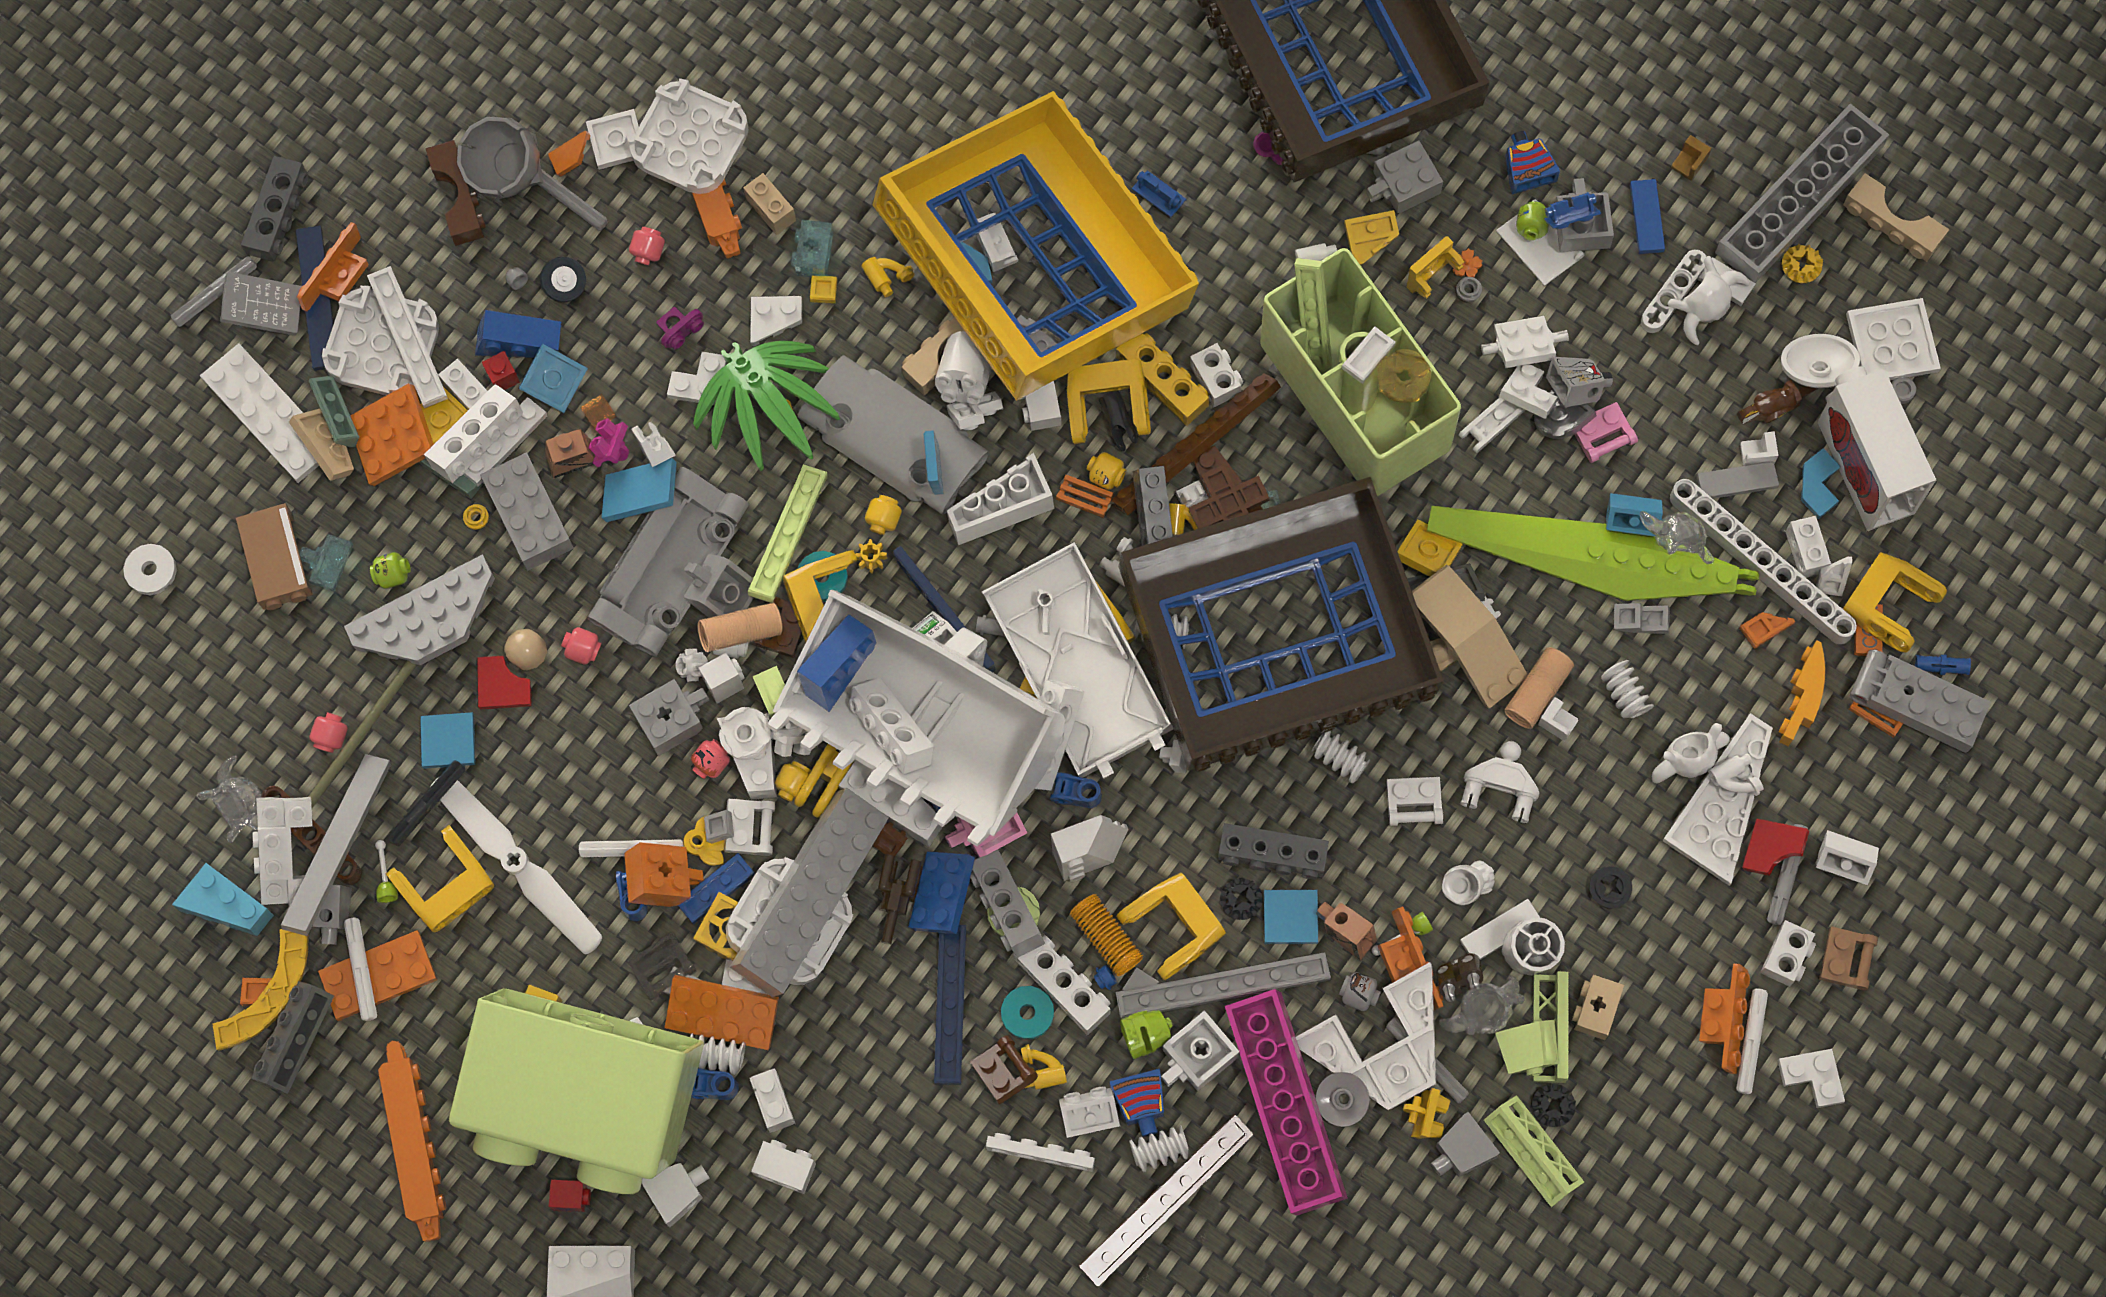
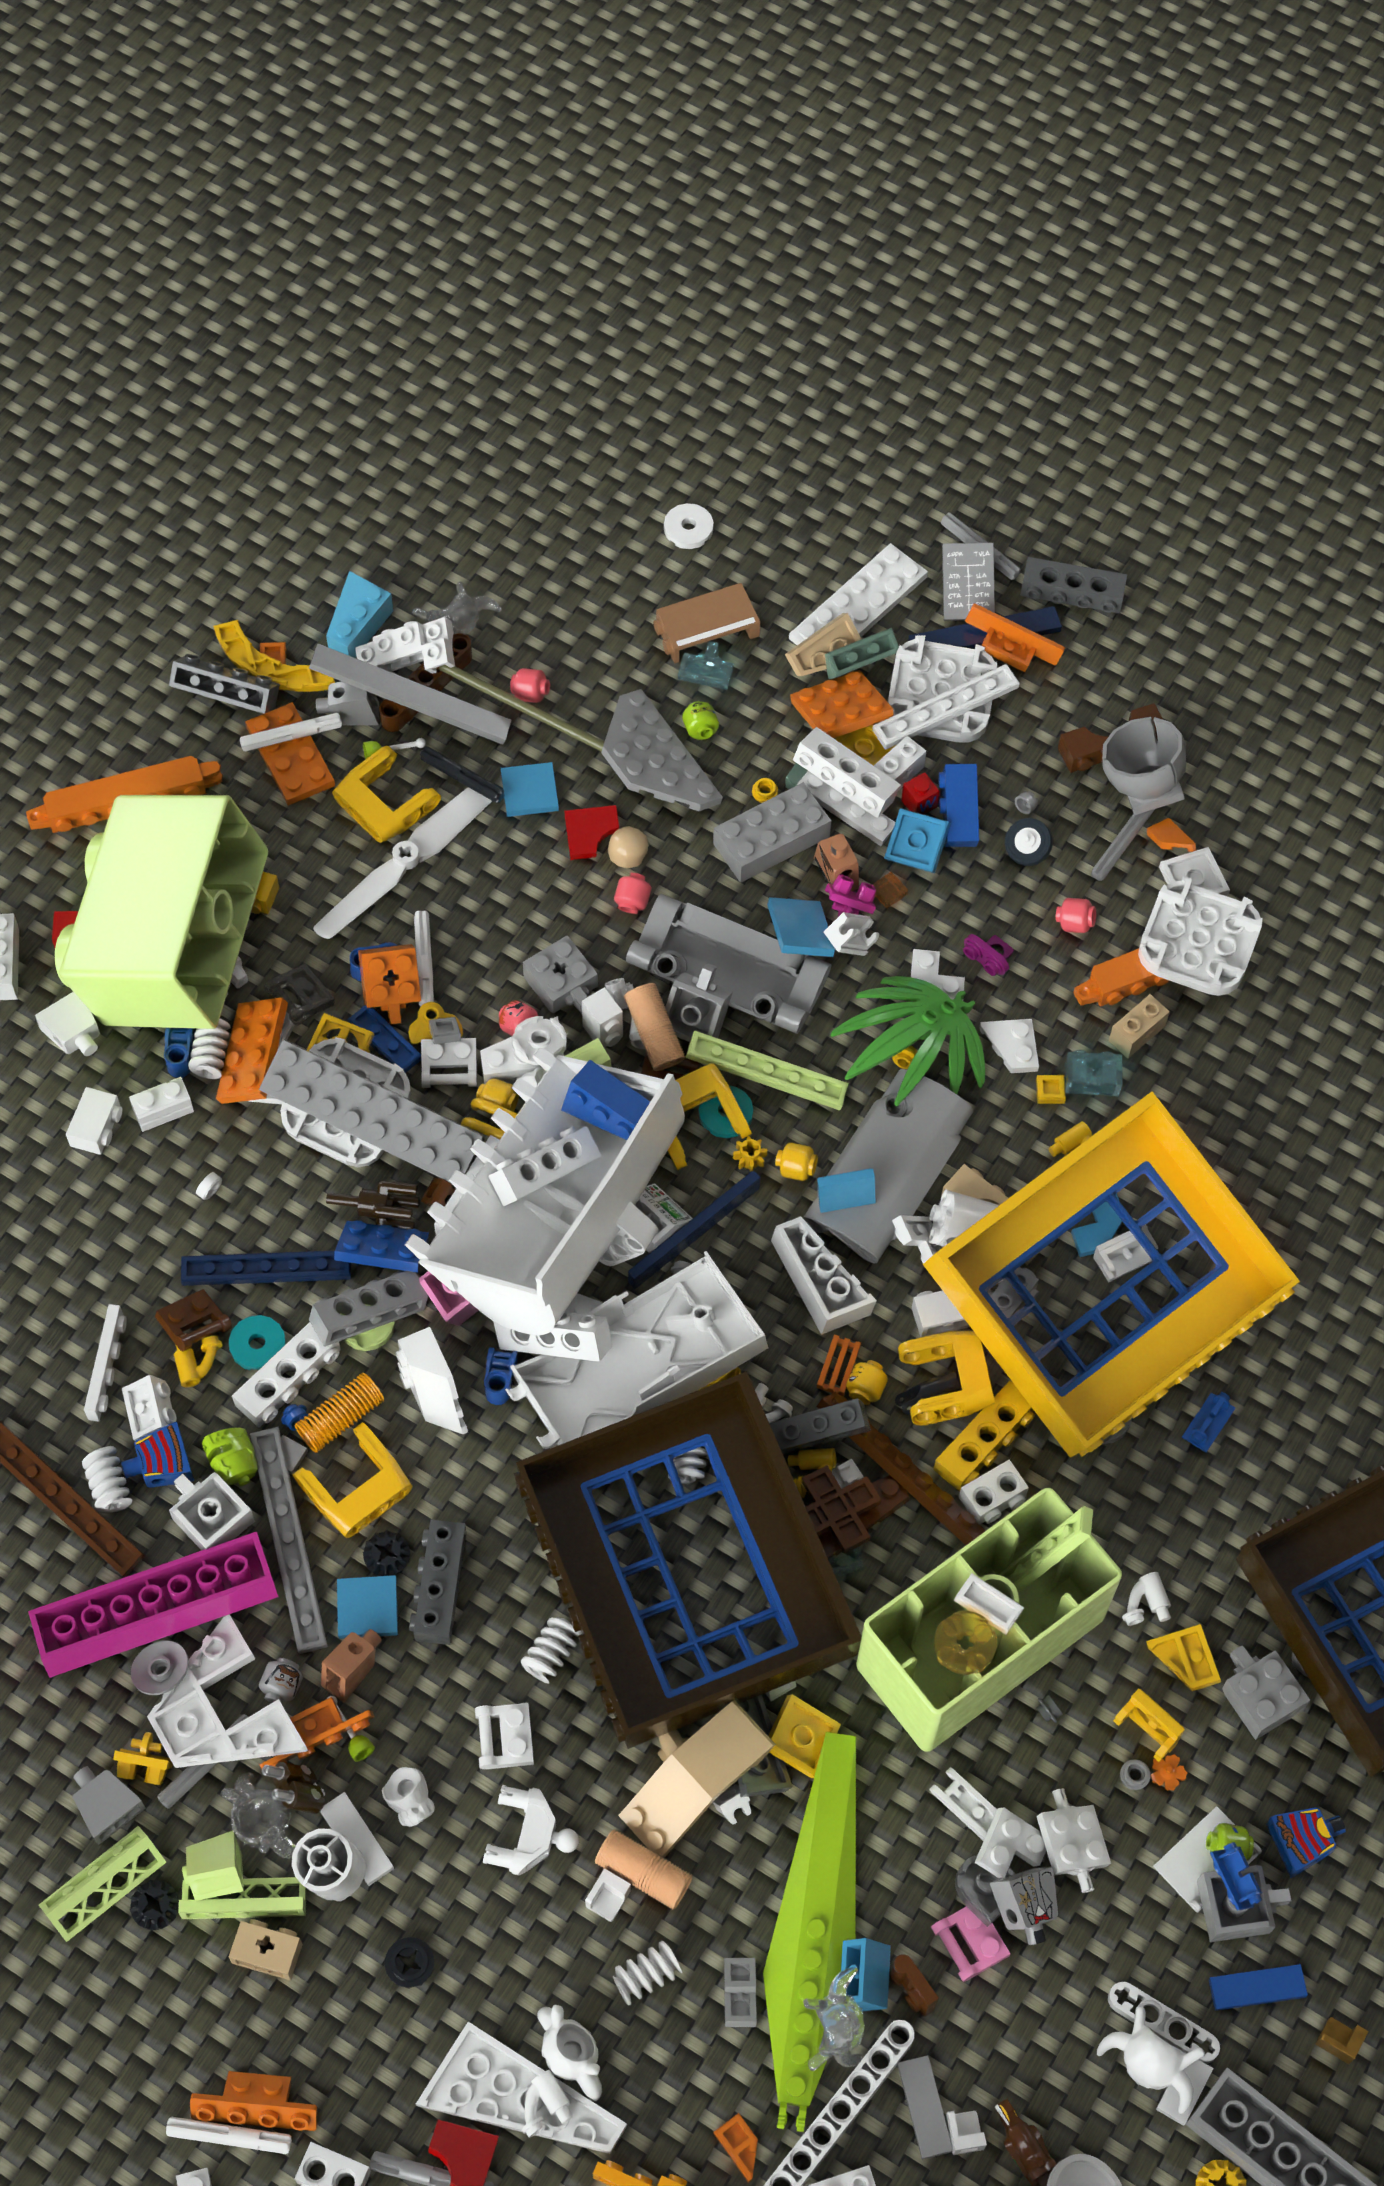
camera: 80 degrees right, 10 degrees down
(863, 1055) = (209, 1186): none -> white tile
(1647, 474) = (920, 1994): none -> reddish brown plate

